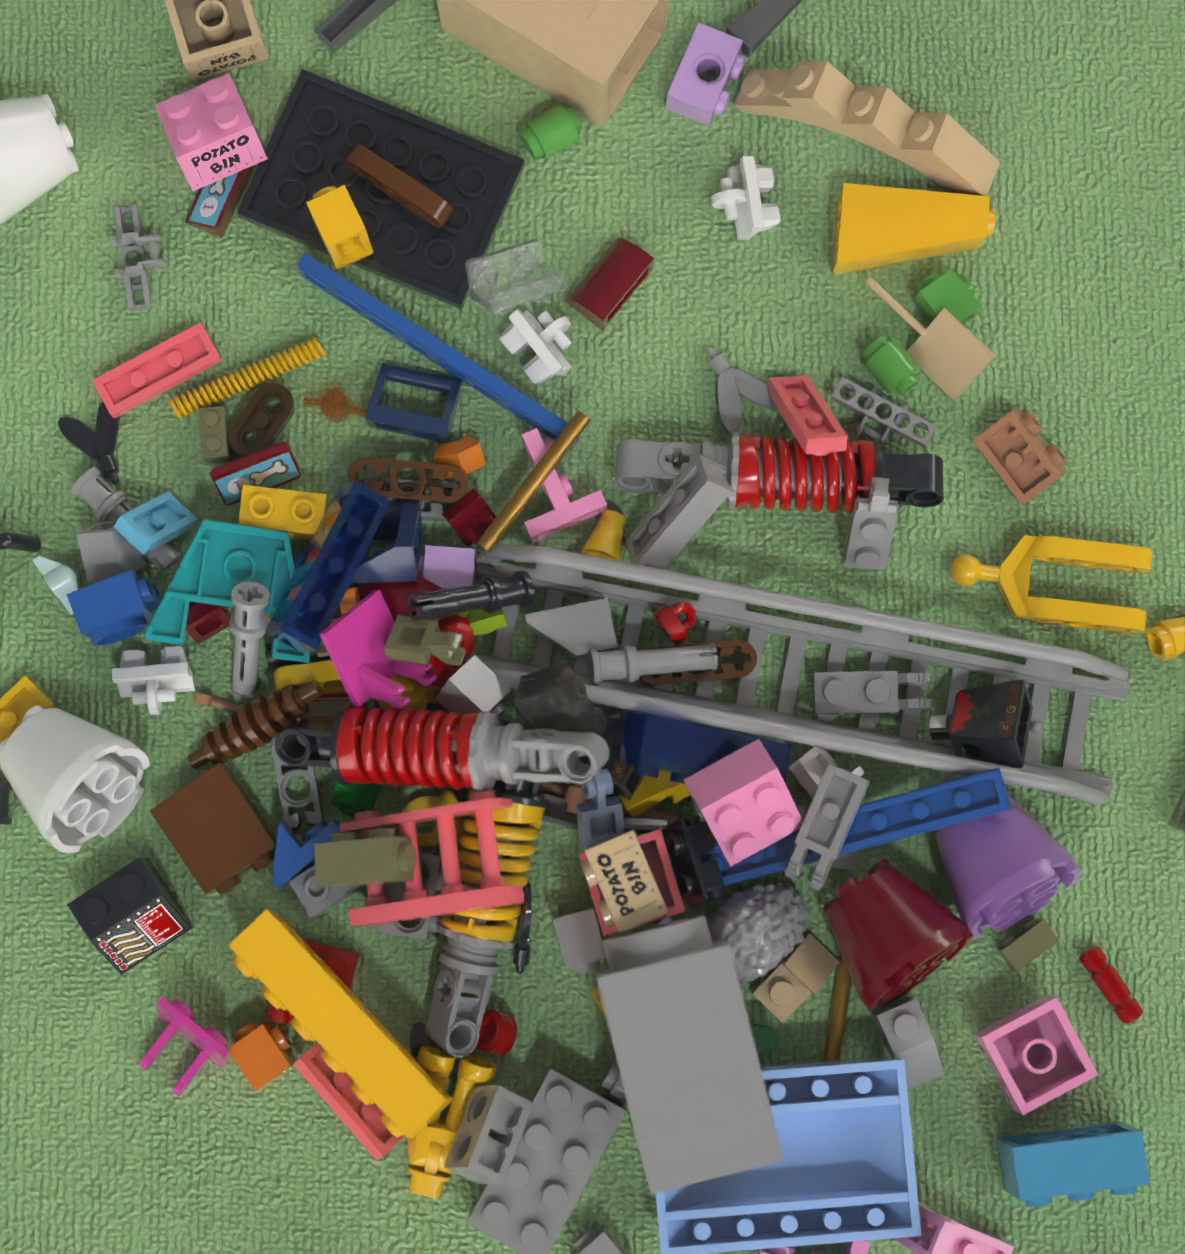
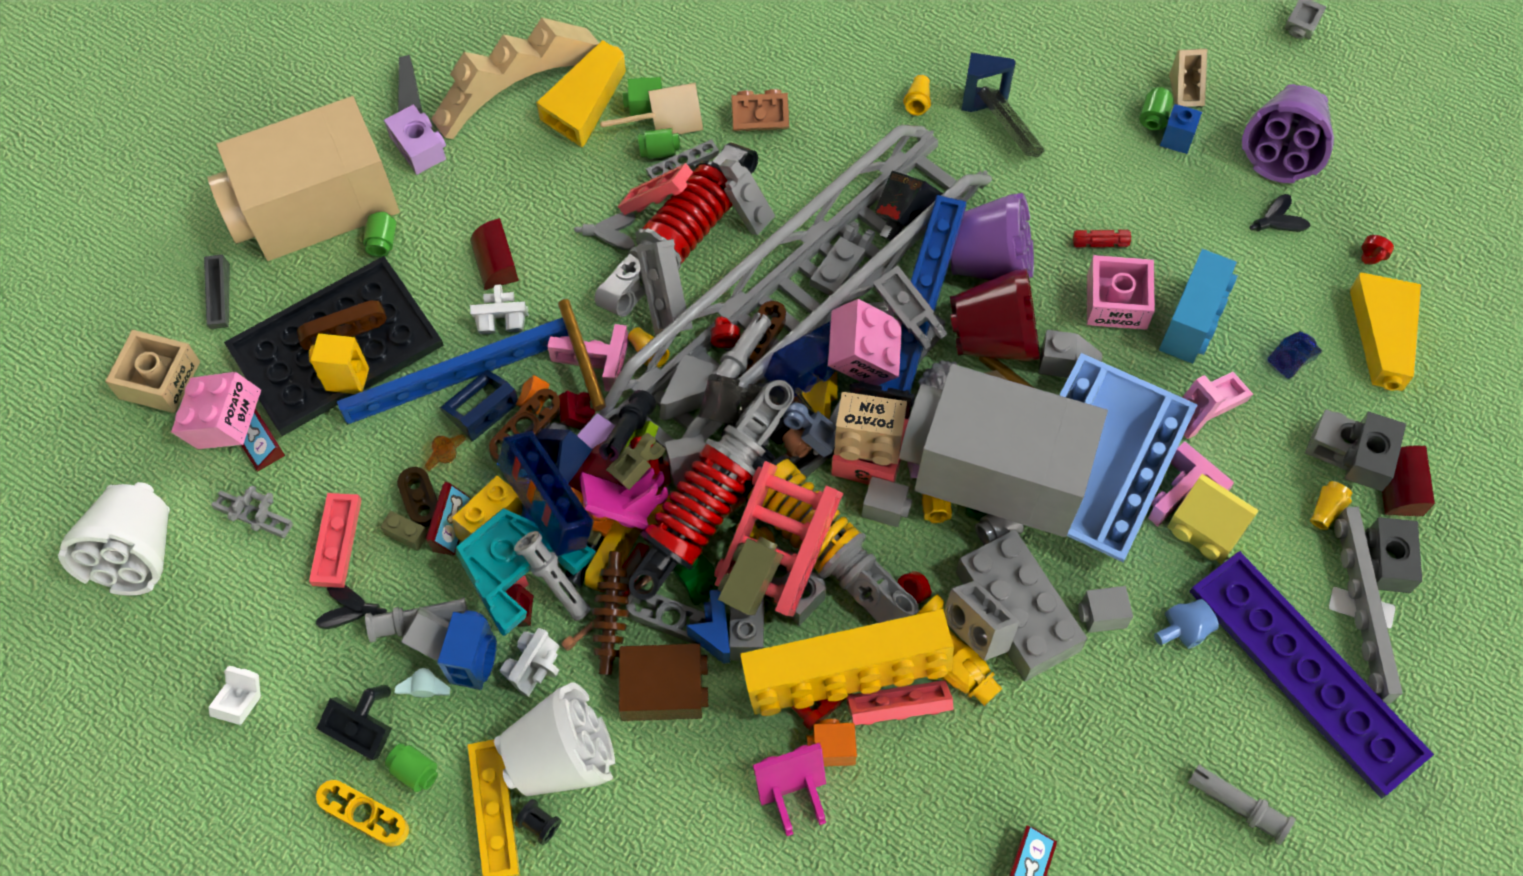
camera: 55 degrees left, 20 degrees down
(130, 915) = (680, 774): slope -> none
(155, 523) = (432, 594): medium azure plate -> none
(272, 369) = (371, 539): yellow piece -> none
(512, 277) = (448, 300): clear bracket -> none
(522, 950) = (854, 518): black piece -> none
(742, 198) = (504, 159): white hips -> none
(1014, 576) = (833, 118): yellow piece -> none
(1028, 944) = (1050, 266): olive piece -> none

